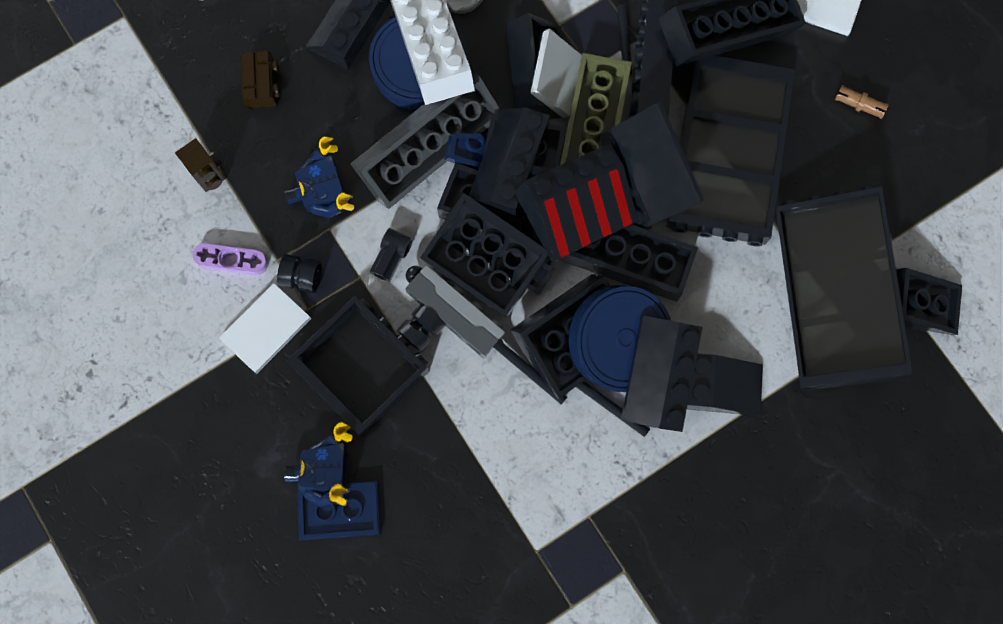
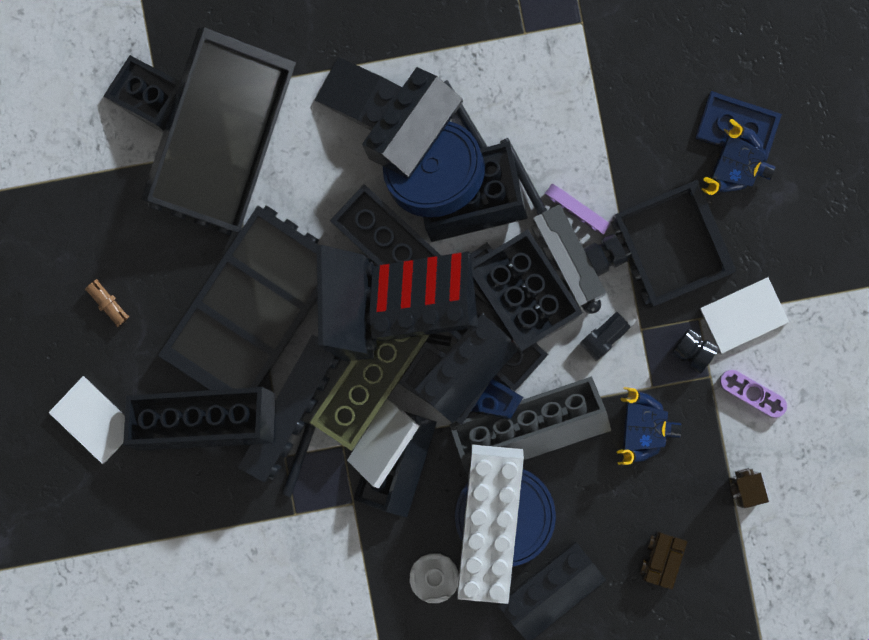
camera: 155 degrees left, 10 degrees up
(465, 361) = (577, 209): none -> lavender beam

